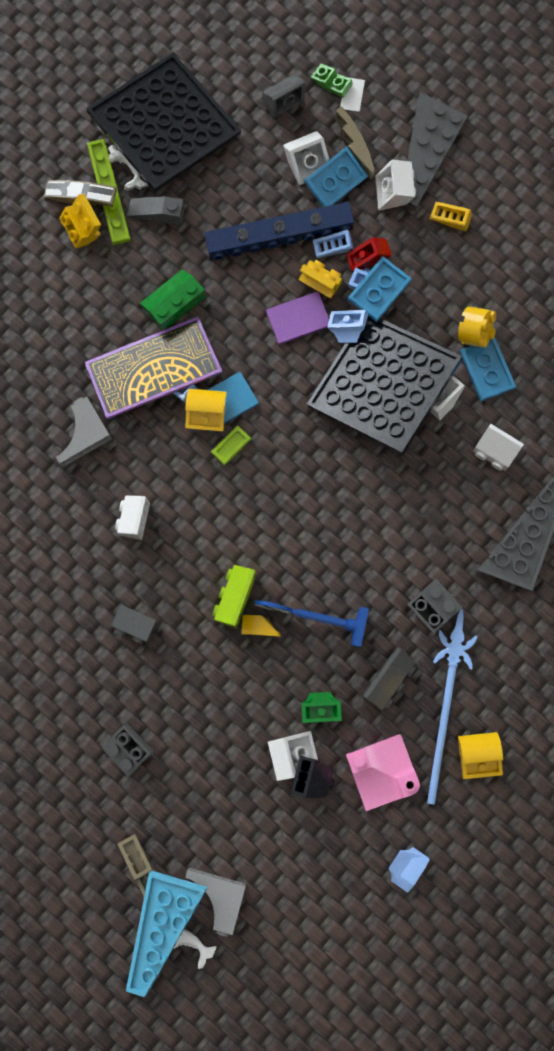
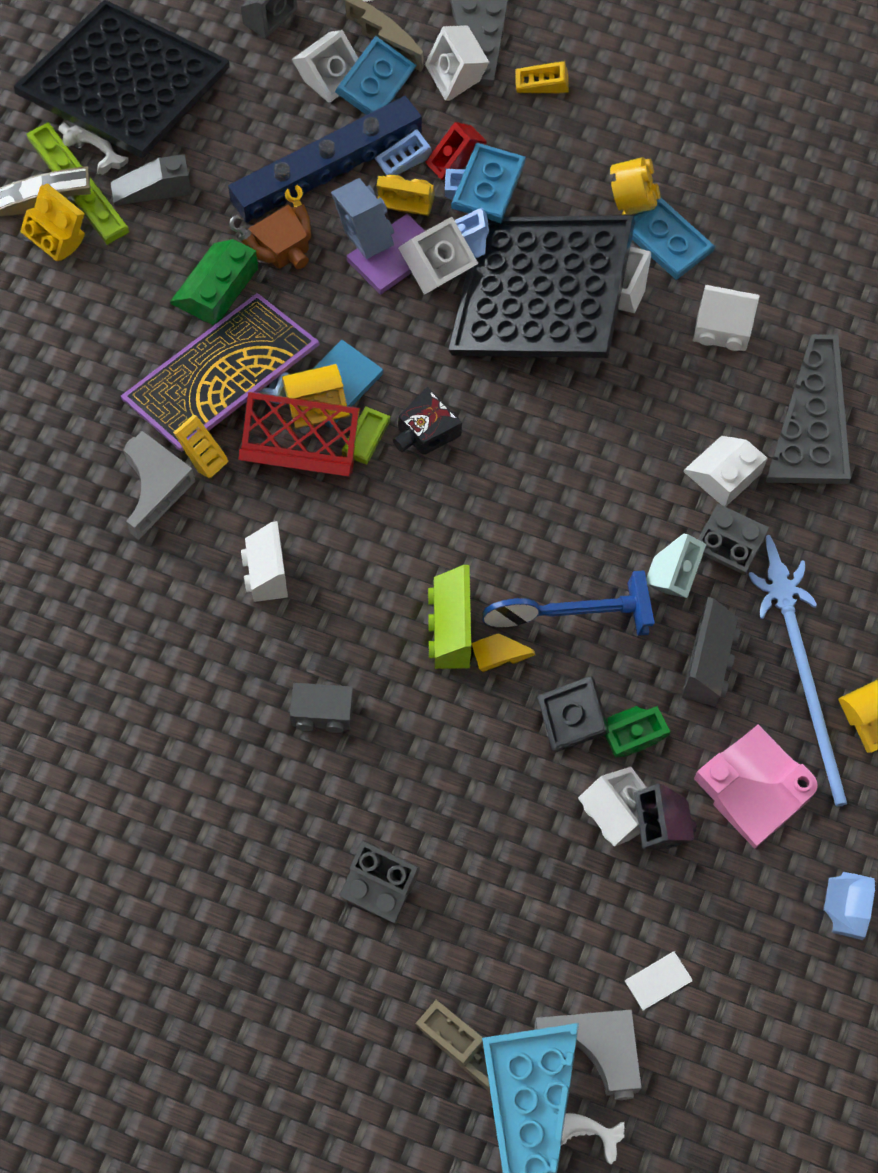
camera: 25 degrees left, 15 degrees down
(127, 429) = (212, 459): none -> yellow slope
(181, 449) = (295, 458): none -> red fence
(226, 281) = (280, 236): none -> dark orange torso
(271, 453) = (427, 424): none -> black torso
(272, 869) = (658, 980): none -> white sticker
(284, 290) = (363, 218): none -> sand blue brick
(287, 686) = (573, 714): none -> black tile
(324, 334) = (438, 255): none -> white slope
(389, 614) = (676, 566): none -> light aqua slope
(454, 552) = (727, 468): none -> white slope

